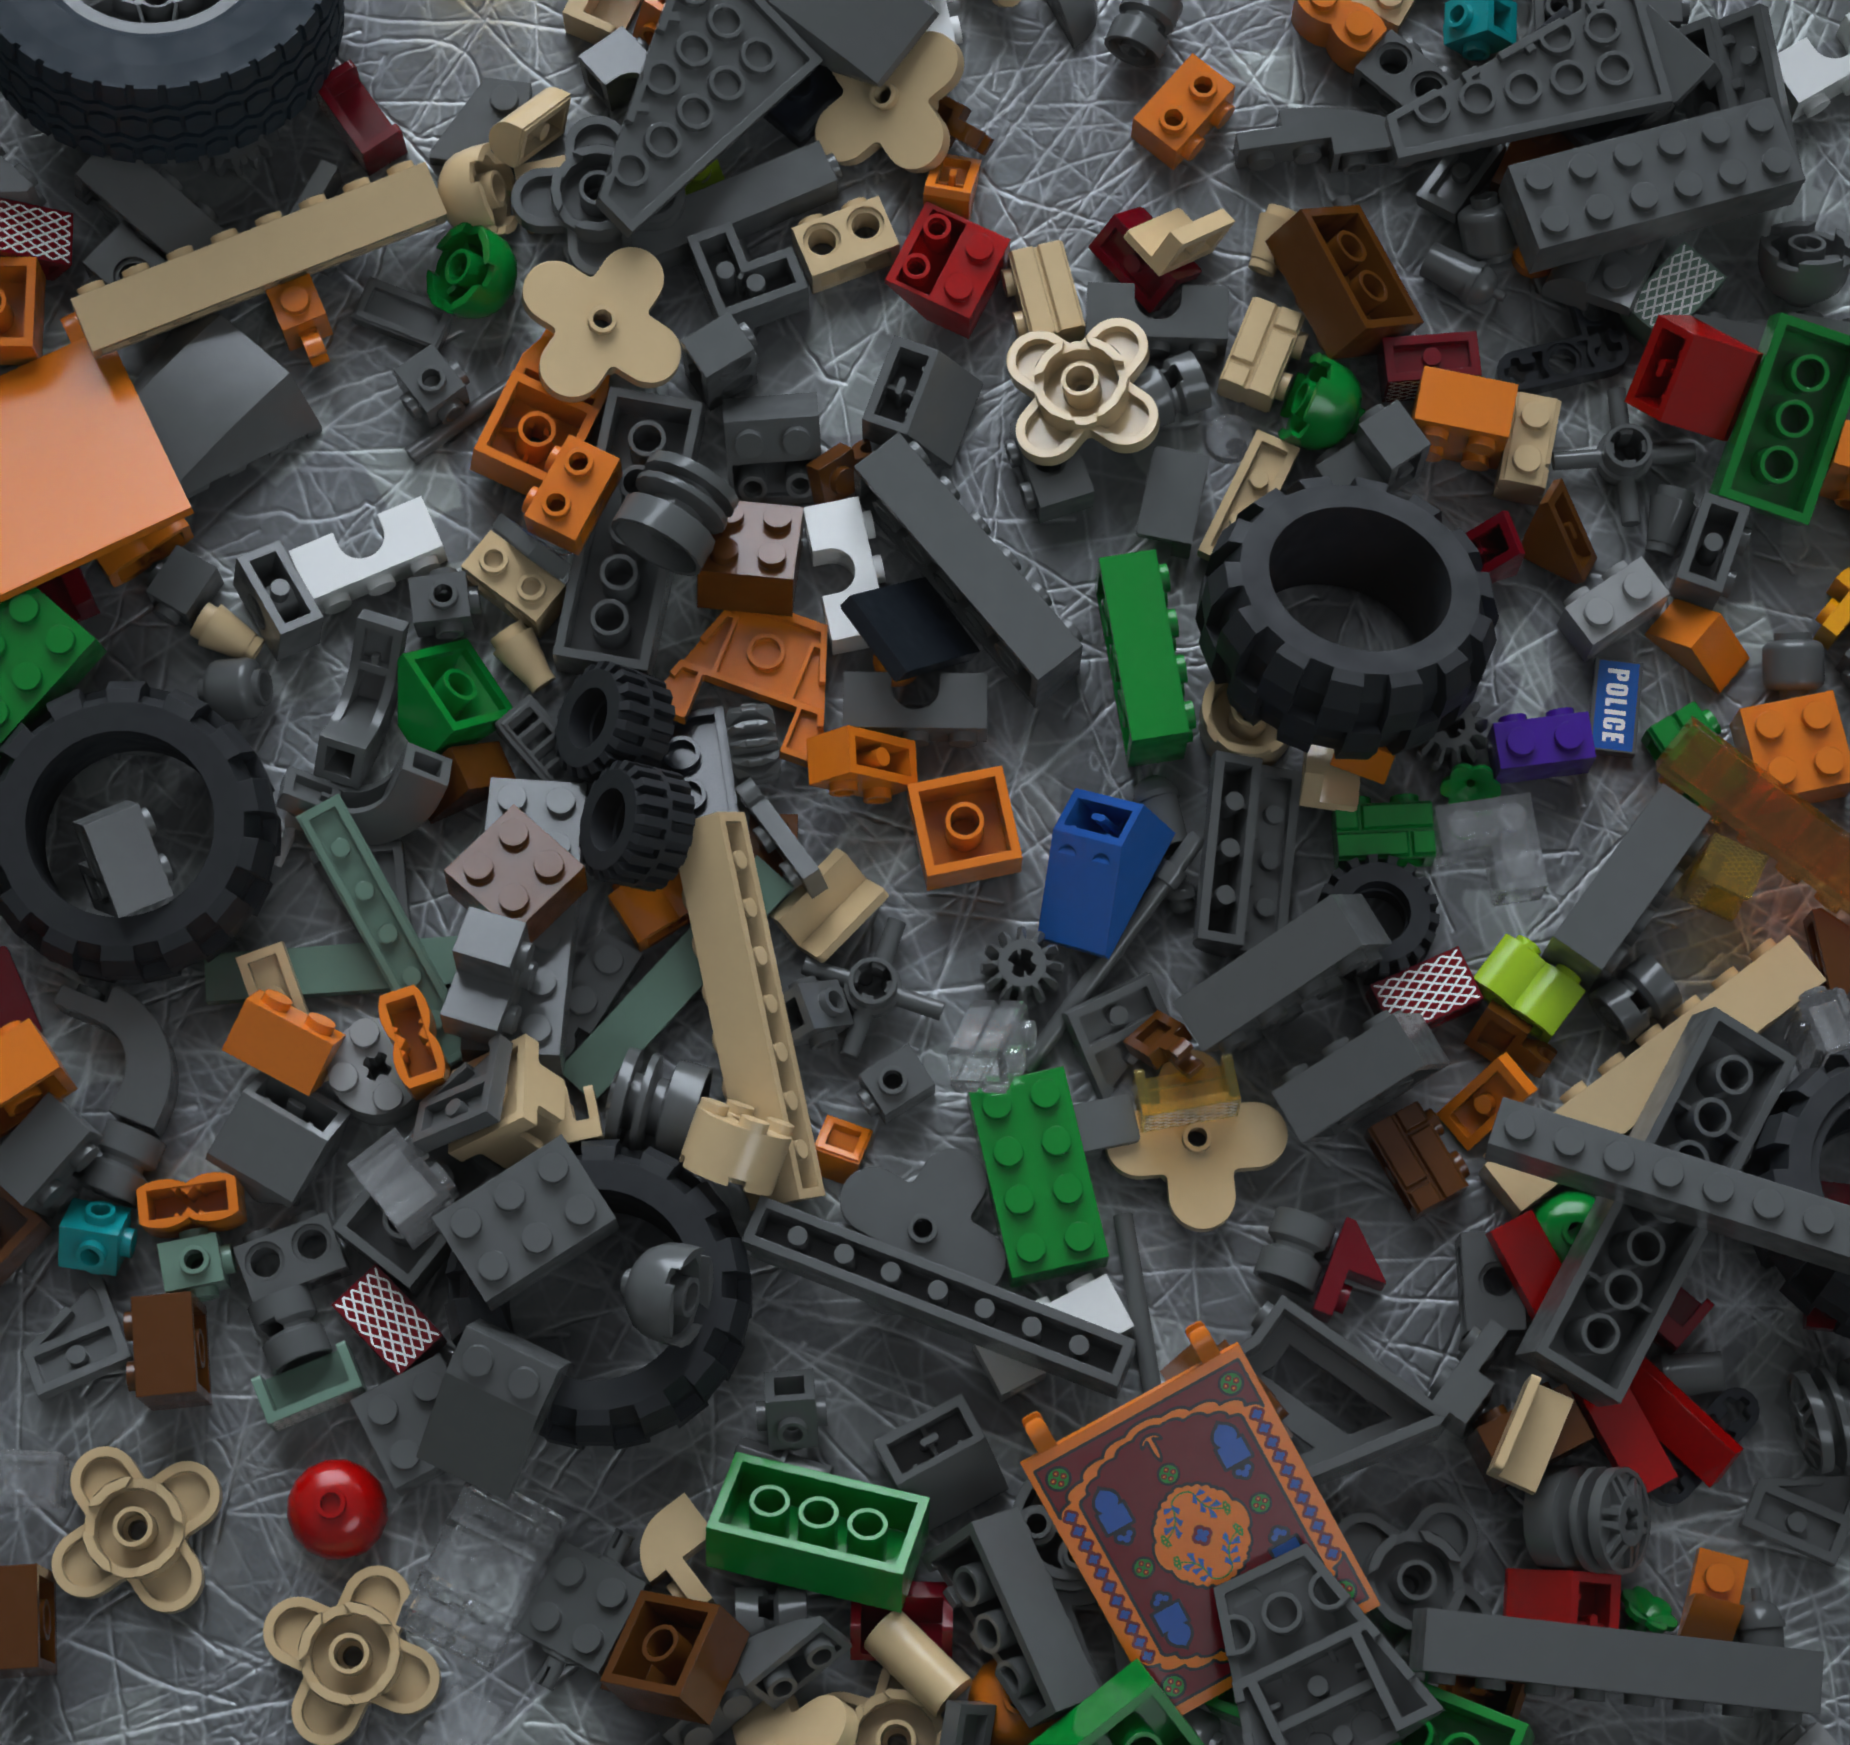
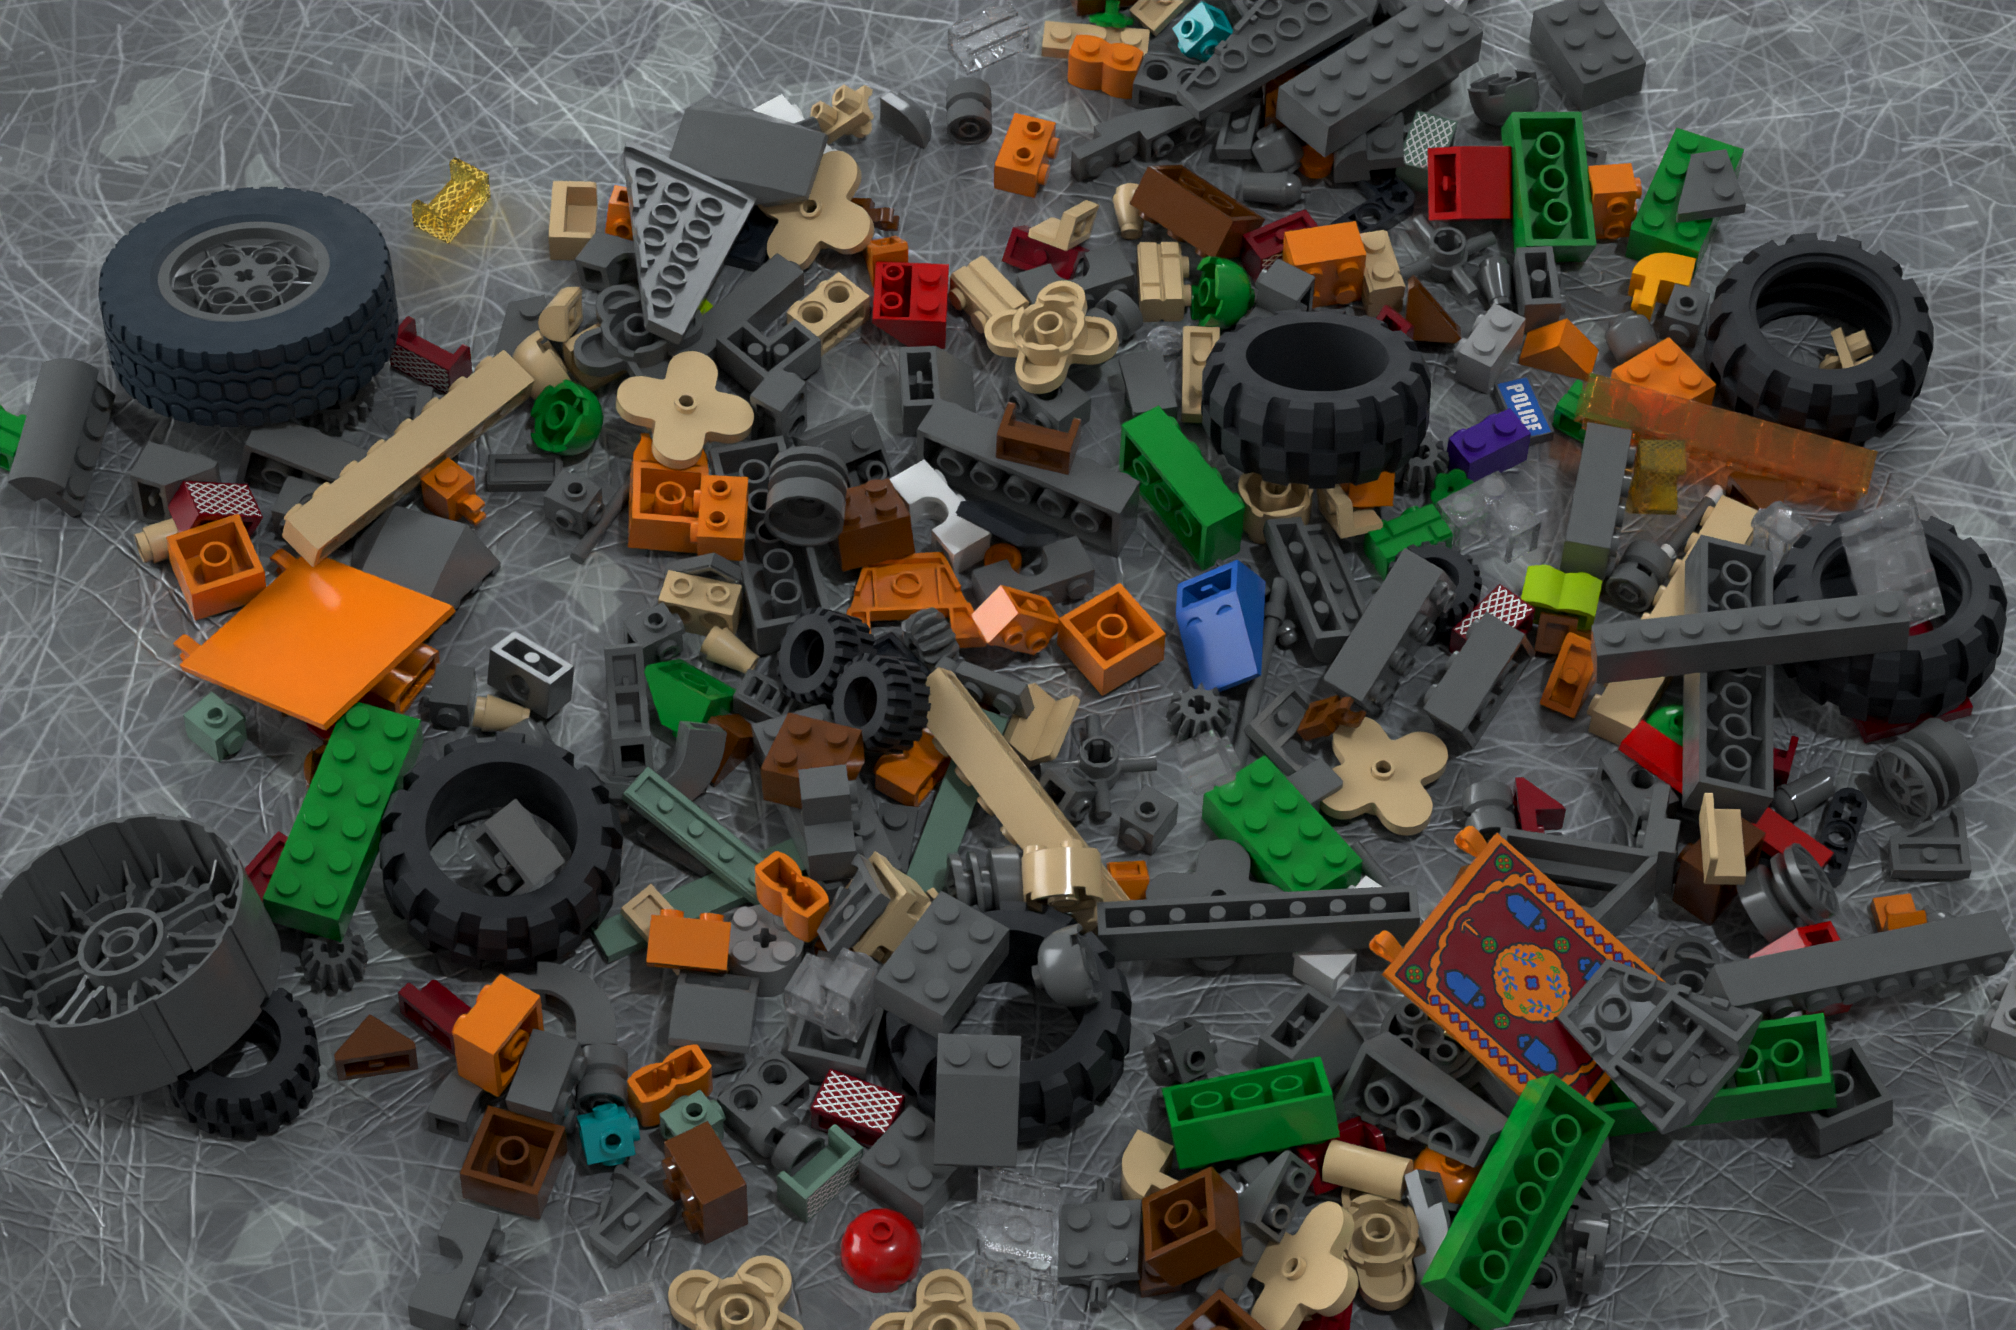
camera: 25 degrees left, 20 degrees down
(408, 549) = (604, 606): white arch -> none
(833, 471) = (898, 453): reddish brown plate -> none
(981, 546) = (1036, 444): none -> reddish brown panel
(1179, 1101) = (1362, 745): clear yellow panel -> none
(1417, 1159) = (1543, 731): reddish brown brick -> none
(1684, 1425) = (1823, 819): red tile -> none
(1737, 947) = (1692, 521): none -> dark grey bar

